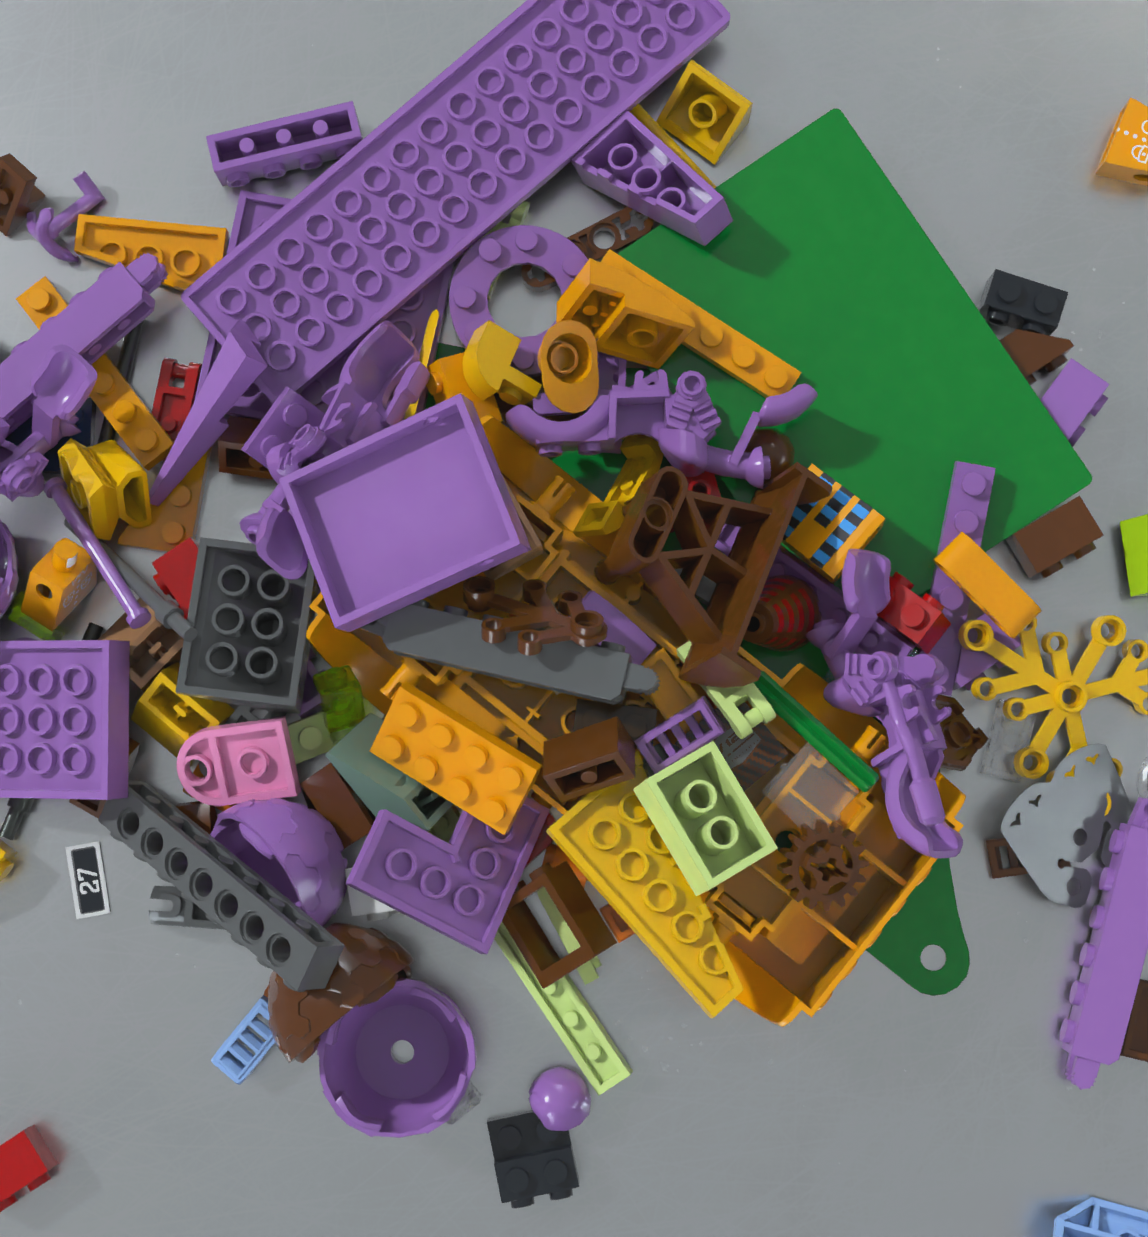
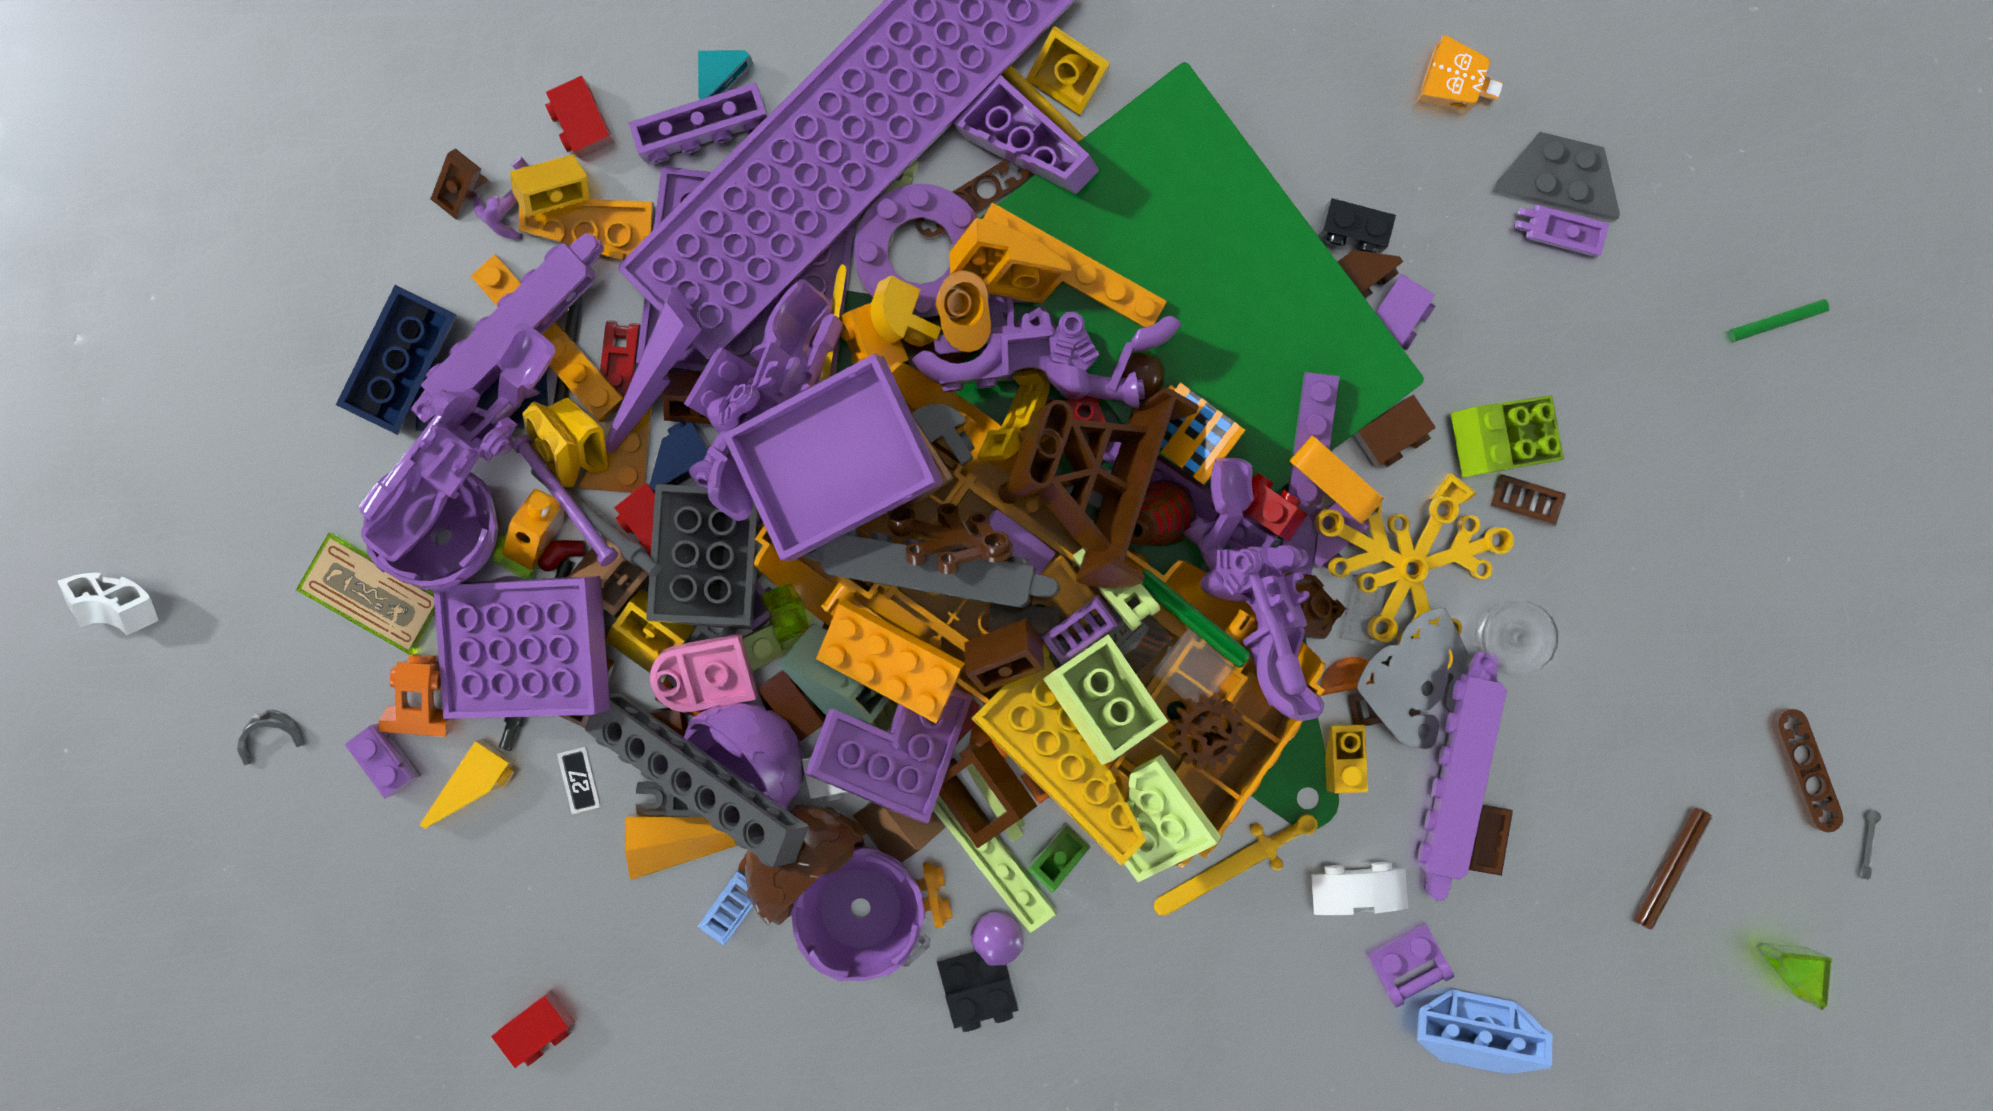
camera: 10 degrees left, 5 degrees up
(86, 613) = (558, 551): none -> red arm
(112, 201) = (549, 185): none -> yellow brick
(153, 131) = (579, 117): none -> red brick
(185, 957) = (667, 841): none -> light orange wedge
(228, 505) = (677, 454): none -> dark blue slope
(316, 87) = (720, 70): none -> teal slope
(450, 964) = (896, 833): none -> medium nougat slope
(487, 1027) = (932, 881): none -> light orange bracket
(535, 484) = (941, 422): none -> dark grey brick
(637, 1008) = (1058, 858): none -> bright green slope
(771, 966) = (1168, 819): none -> yellowish green plate
(844, 1030) = (1235, 864): none -> yellow sword
(982, 914) = (1346, 759): none -> yellow slope
(982, 1071) = (1352, 891): none -> white brick
(984, 815) = (1344, 675): none -> orange tile
(1041, 1151) = (1404, 955): none -> medium lavender plate
(1120, 607) = (1453, 488): none -> yellow tile

